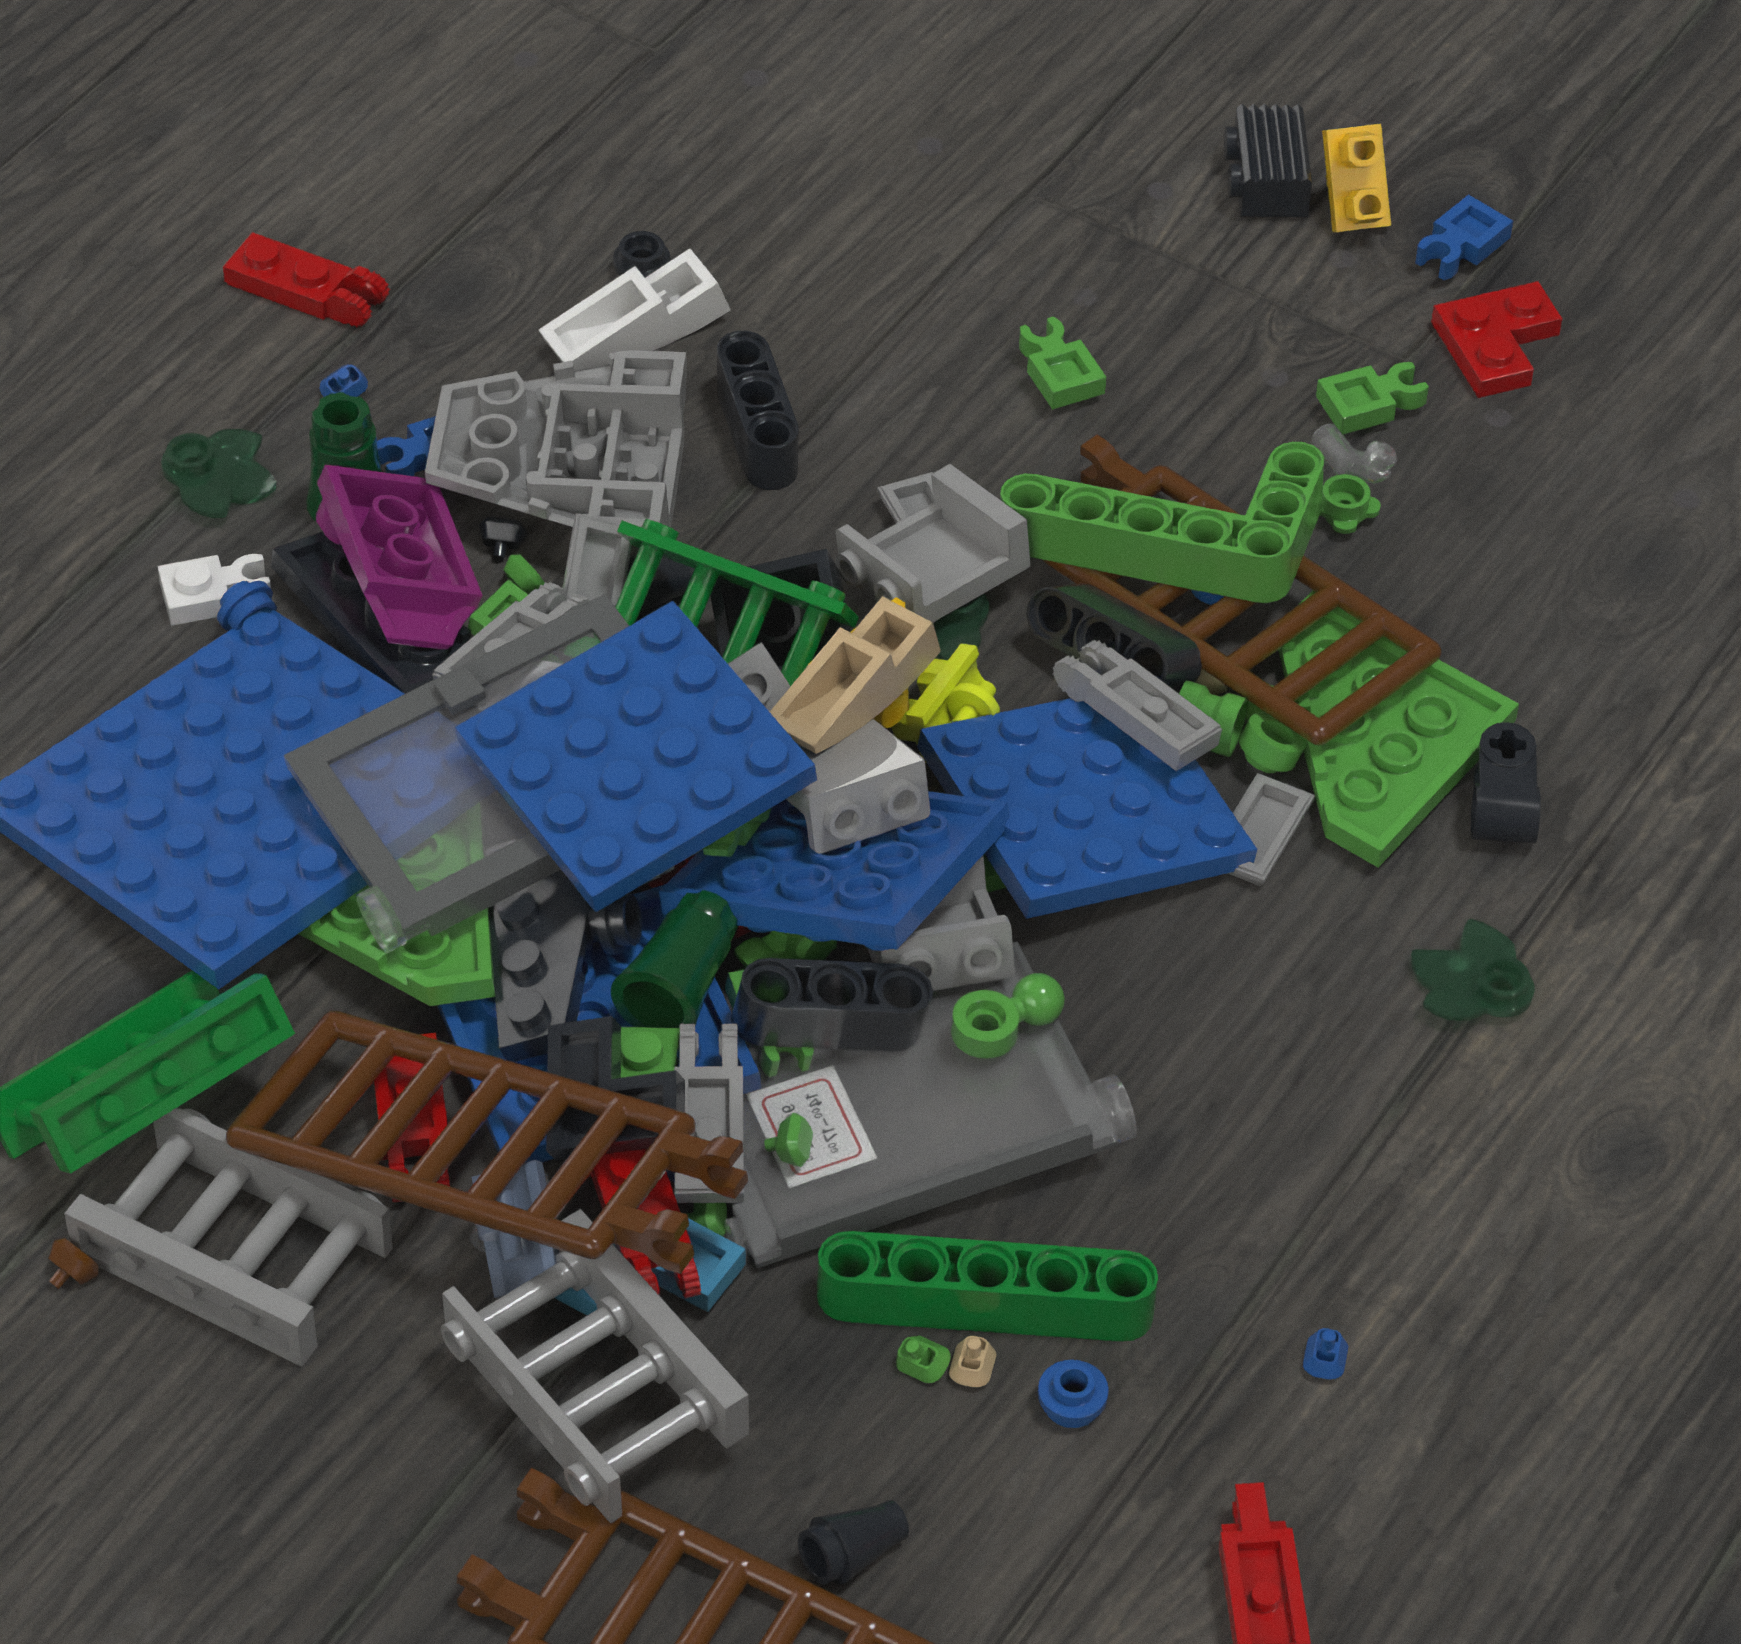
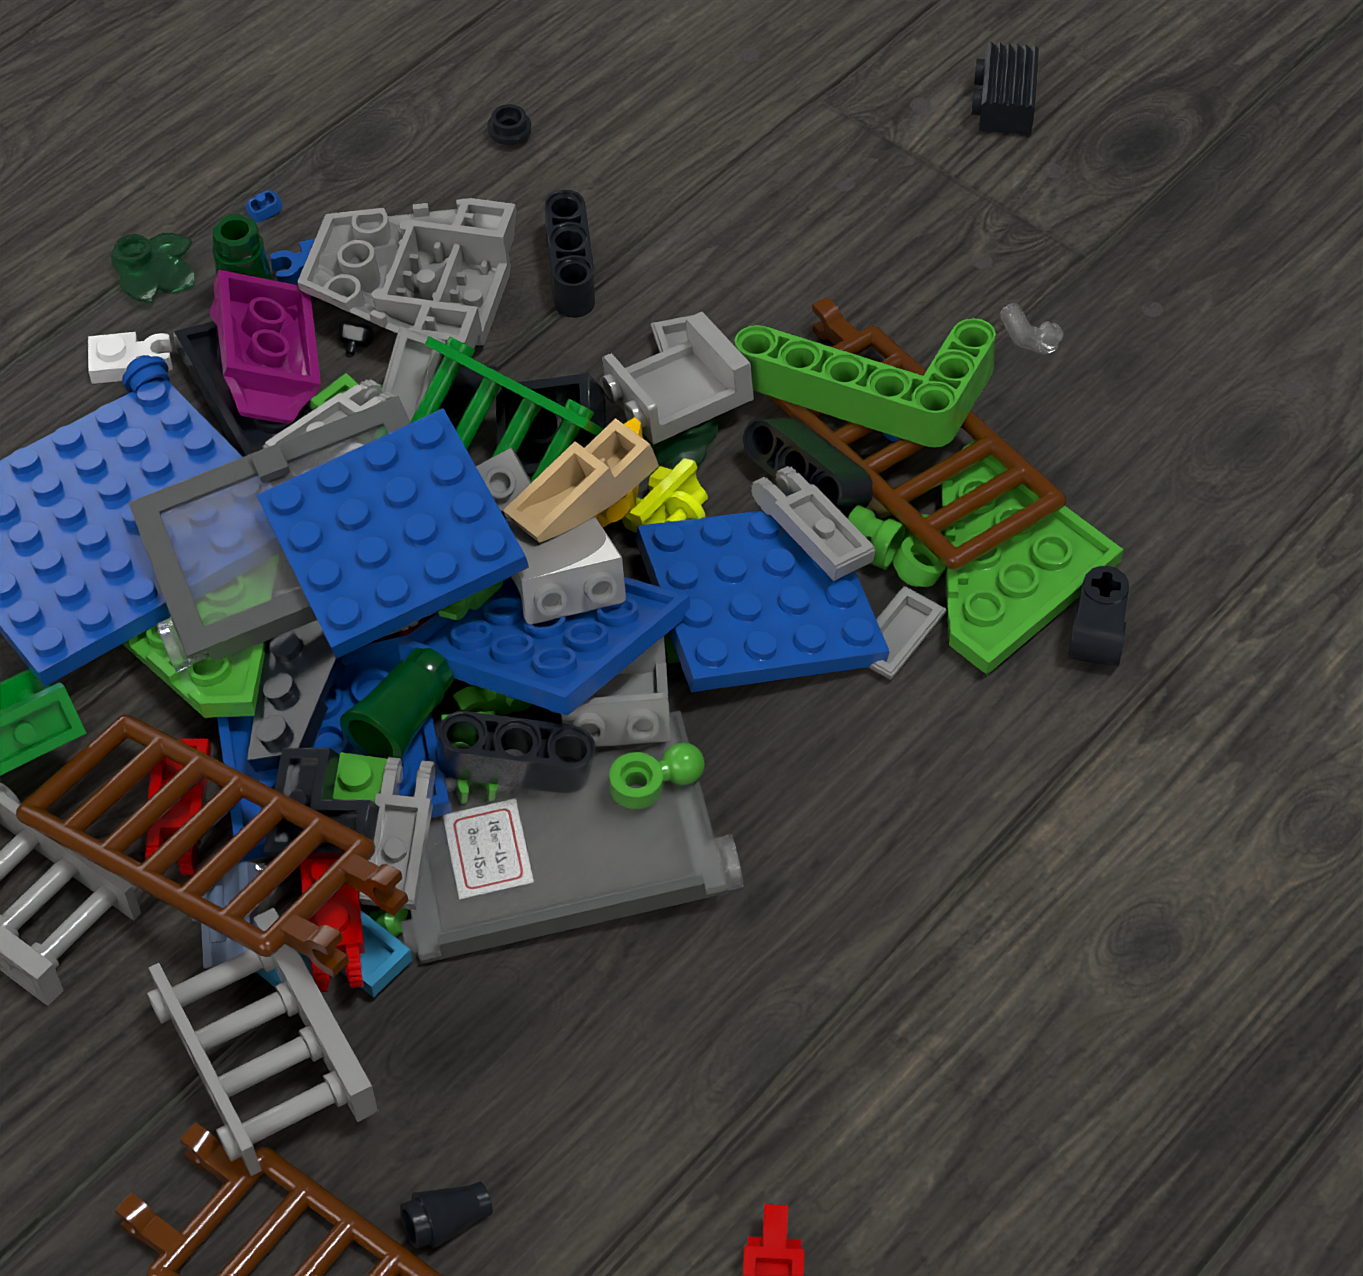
camera: 10 degrees right, 5 degrees up
(304, 281) = (252, 122): red hinge -> none
(522, 574) = (363, 368): bright green rock -> none
(616, 924) = (361, 667): black plate -> none
(637, 313) = (494, 169): white slope -> none
(792, 1141) = (466, 861): bright green rock -> none
(922, 1359) = (537, 1057): bright green rock -> none
(954, 1278) = (617, 1021): green beam -> none
(972, 1362) = (577, 1066): tan rock -> none
(1059, 369) = (812, 241): bright green plate -> none
(1071, 1408) = (651, 1117): blue plate -> none
(1325, 1354) = (866, 1092): blue rock -> none
(1347, 503) = (1016, 369): bright green plate -> none
(1356, 178) = (1071, 107): yellow hips -> none
(1366, 400) = (1048, 286): bright green plate -> none
(1467, 232) = (1150, 157): blue plate -> none
(1476, 978) = (1041, 775): clear green plate -> none
(1487, 332) = (1156, 236): red plate -> none

